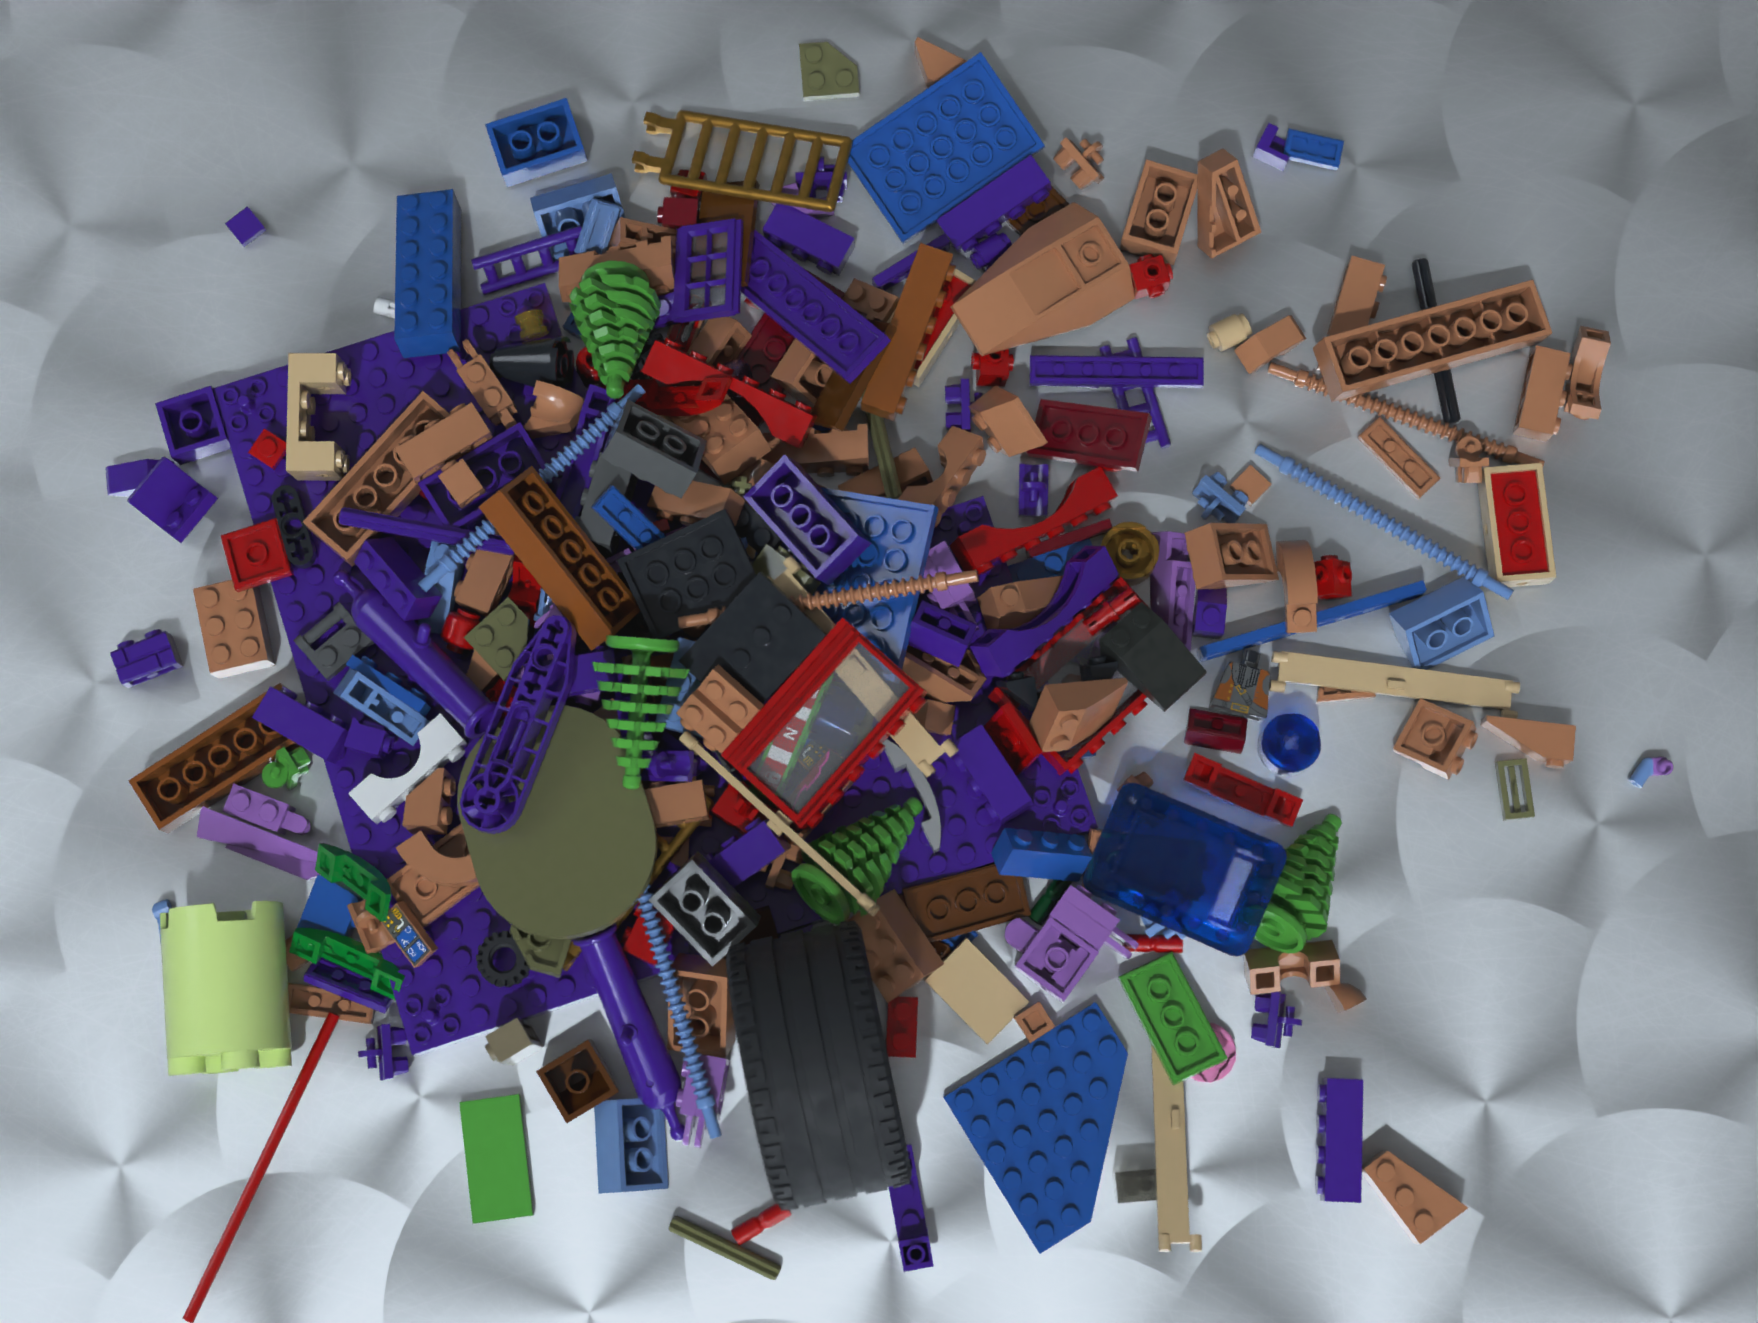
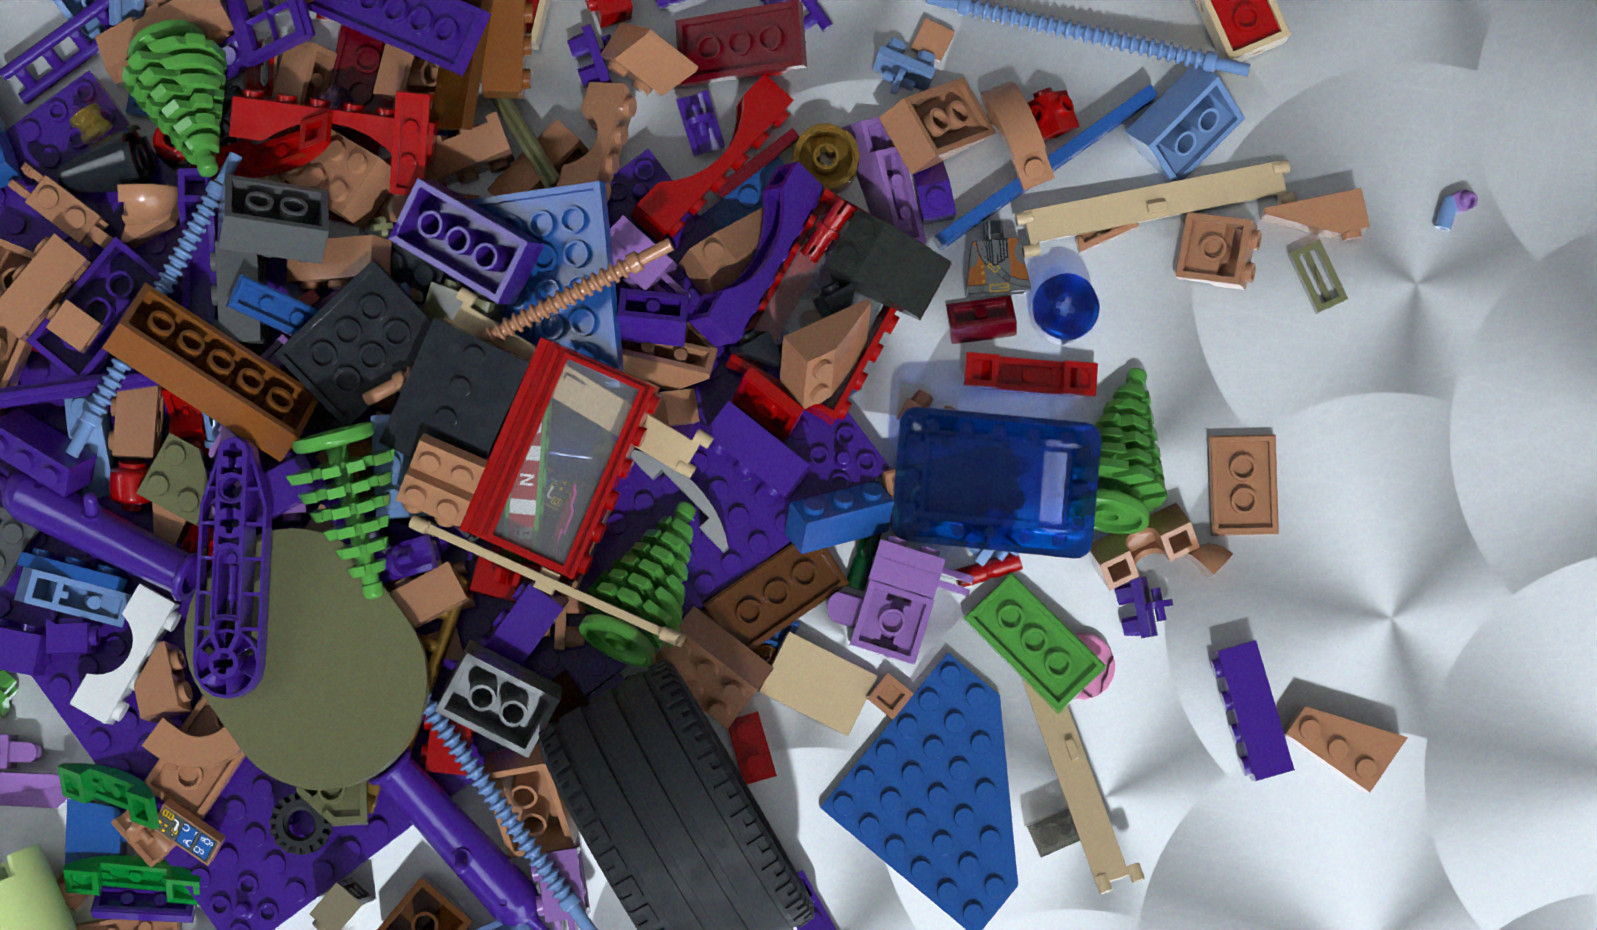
camera: 25 degrees left, 5 degrees up
(788, 422) = (409, 140): none -> red container
(1394, 944) = (1243, 485): none -> nougat tile

